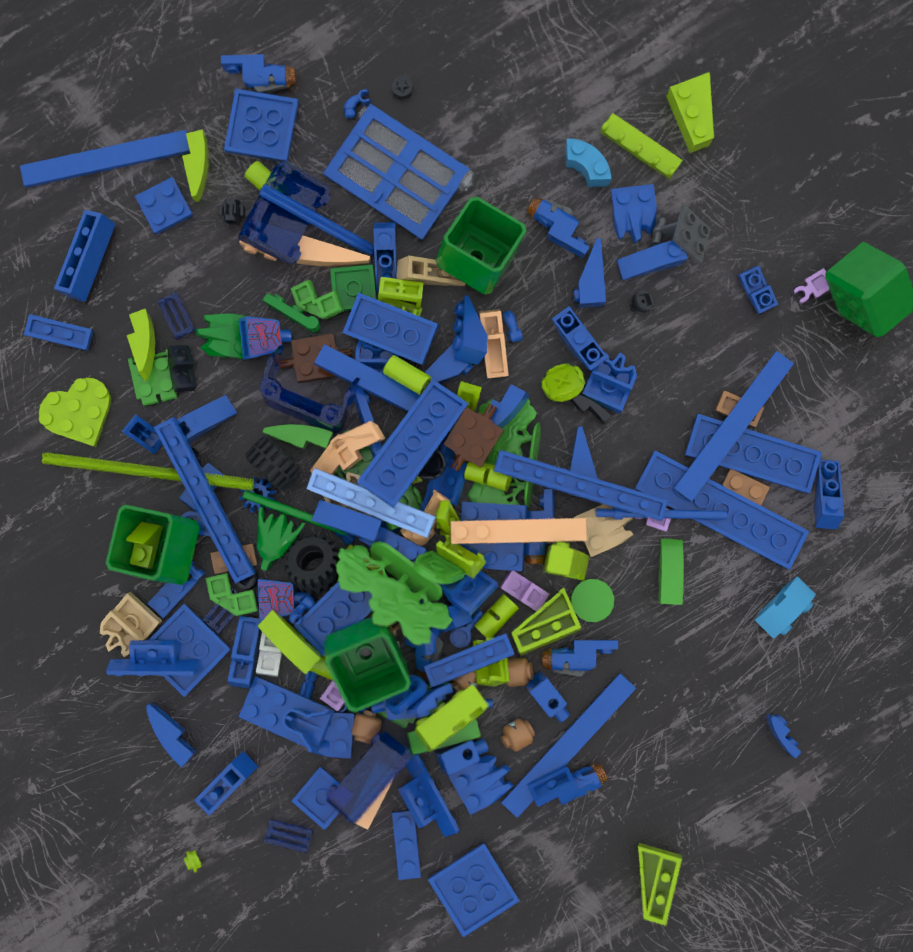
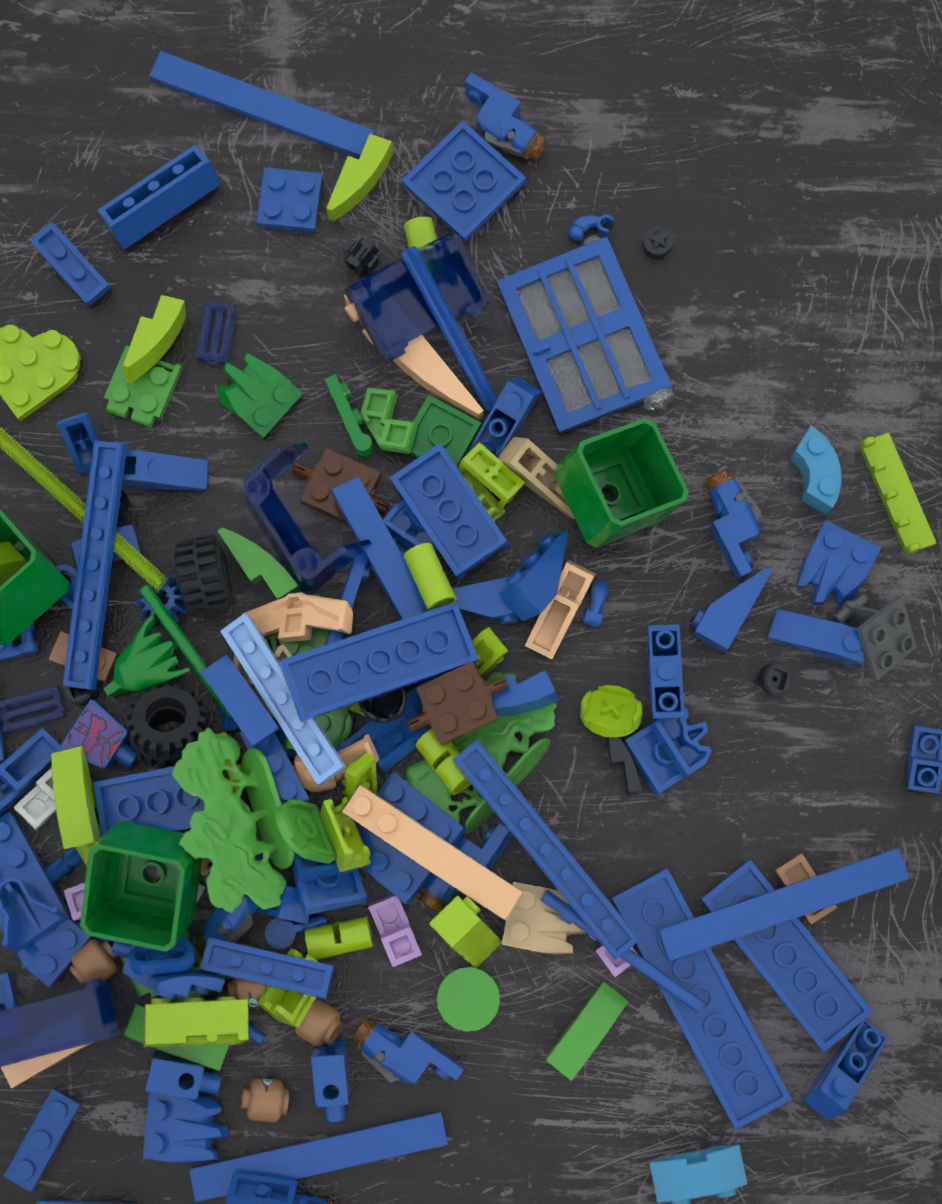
camera: 40 degrees right, 5 degrees down
(180, 366) = (177, 395): black slope -> none
(221, 593) = (39, 688): bright green tile -> none
(261, 336) = (294, 420): blue torso -> none
(306, 602) = (127, 765): blue arm -> none
(425, 800) = (101, 1098): blue bracket -> none
(549, 624) = (391, 991): lime wedge -> none
(581, 458) = (570, 818): blue slope -> none
(745, 486) = (750, 989): medium nougat plate -> none

